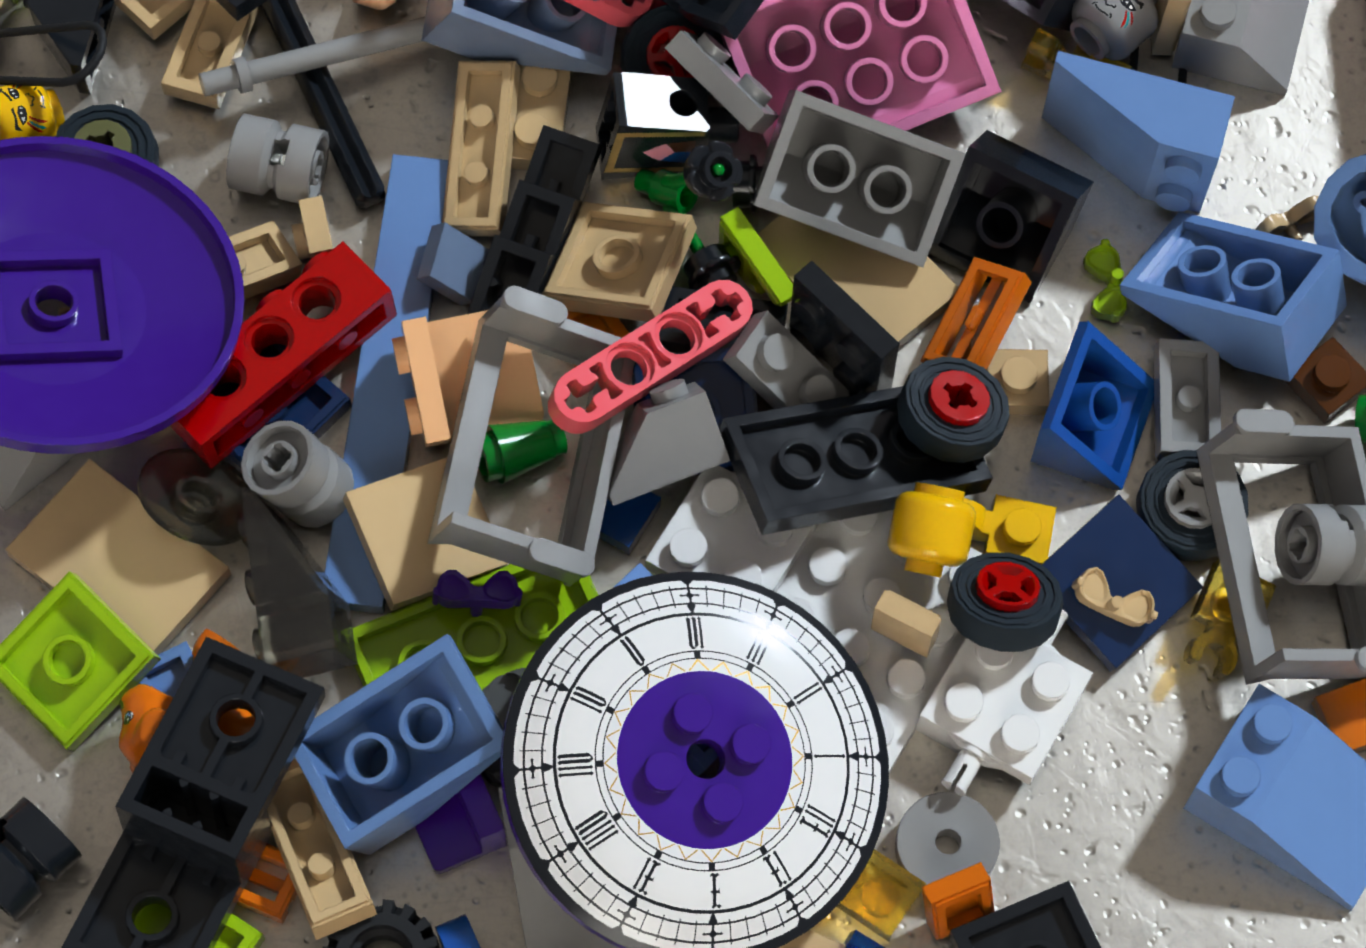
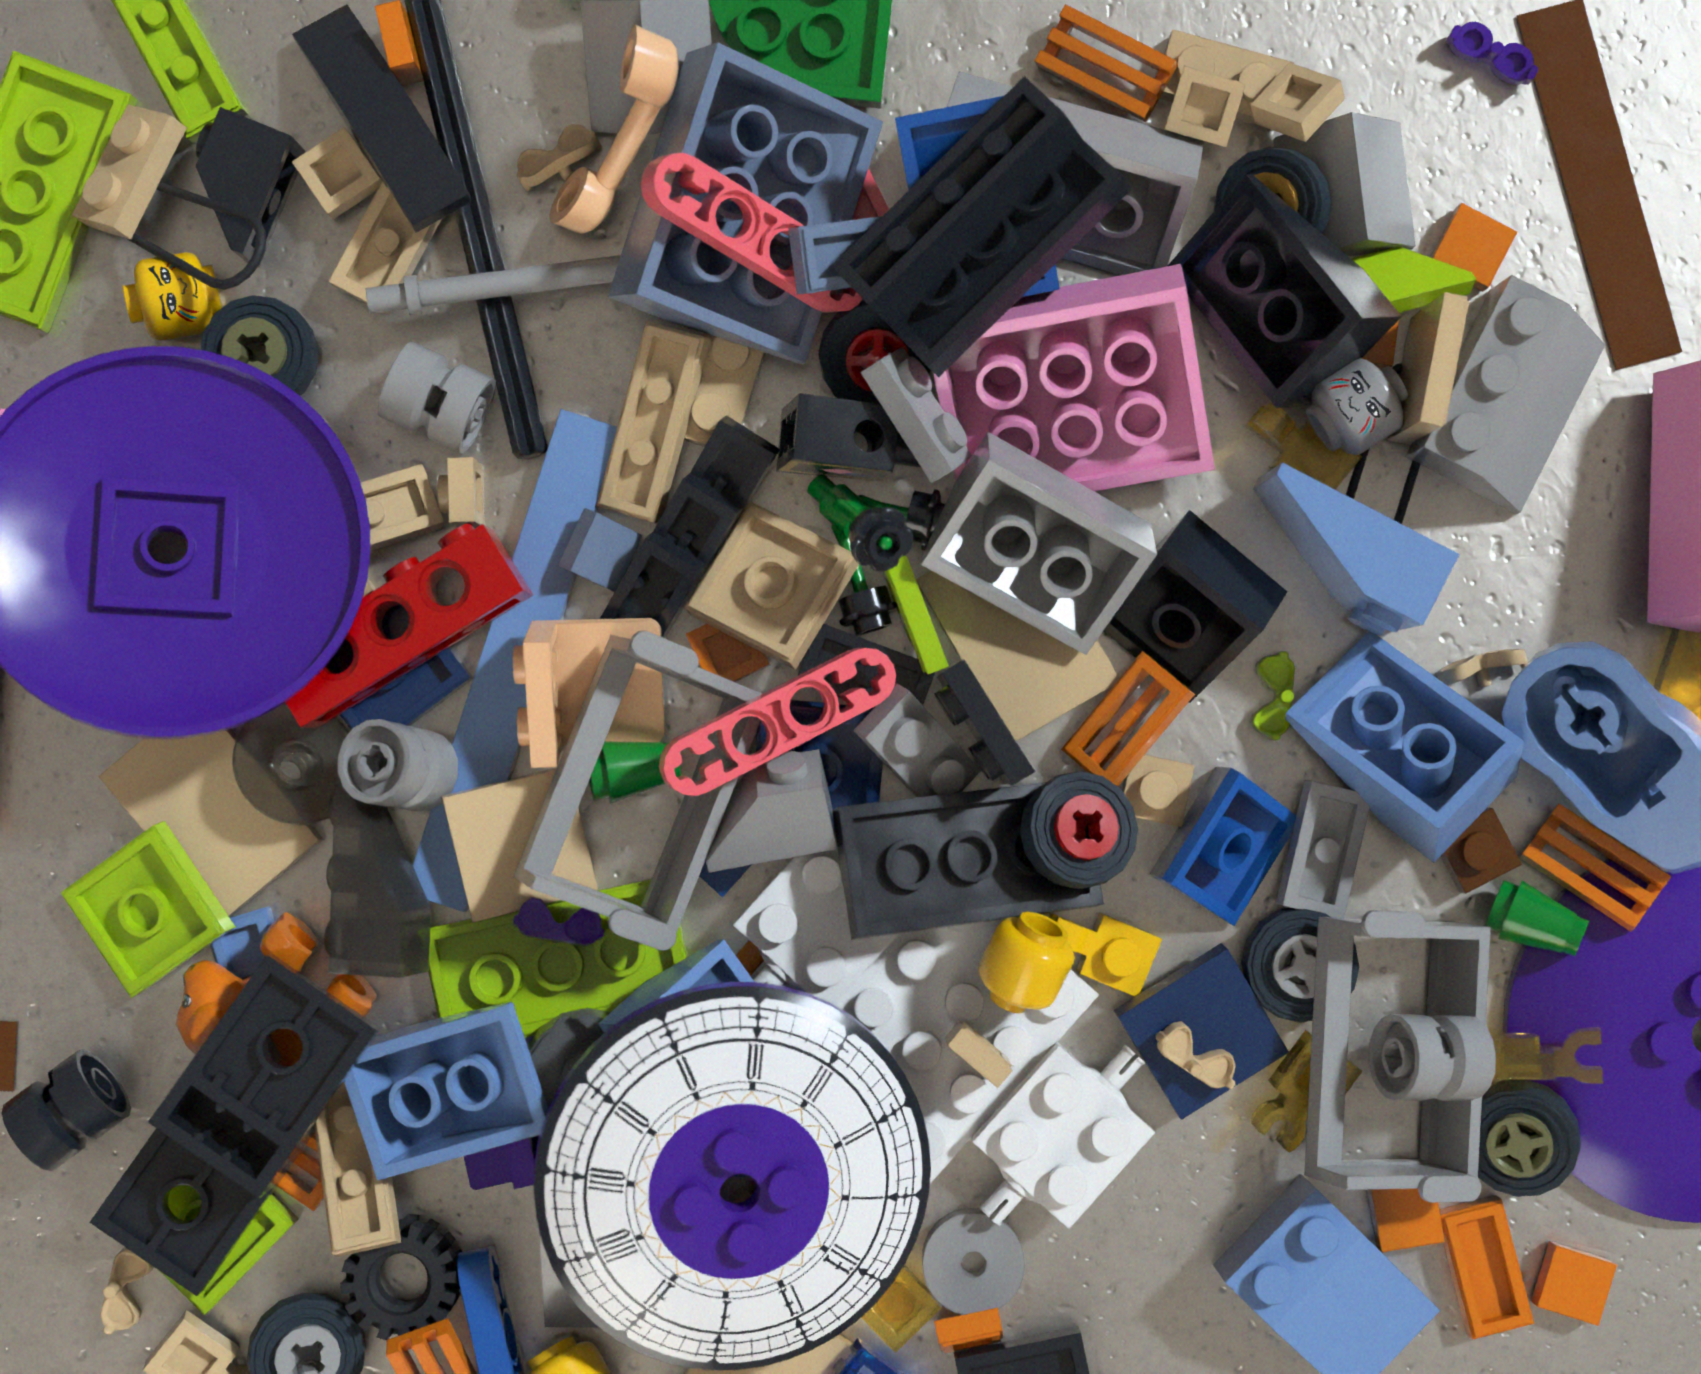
camera: 10 degrees right, 20 degrees up
(1004, 602) = (1098, 1035): black wheel -> none

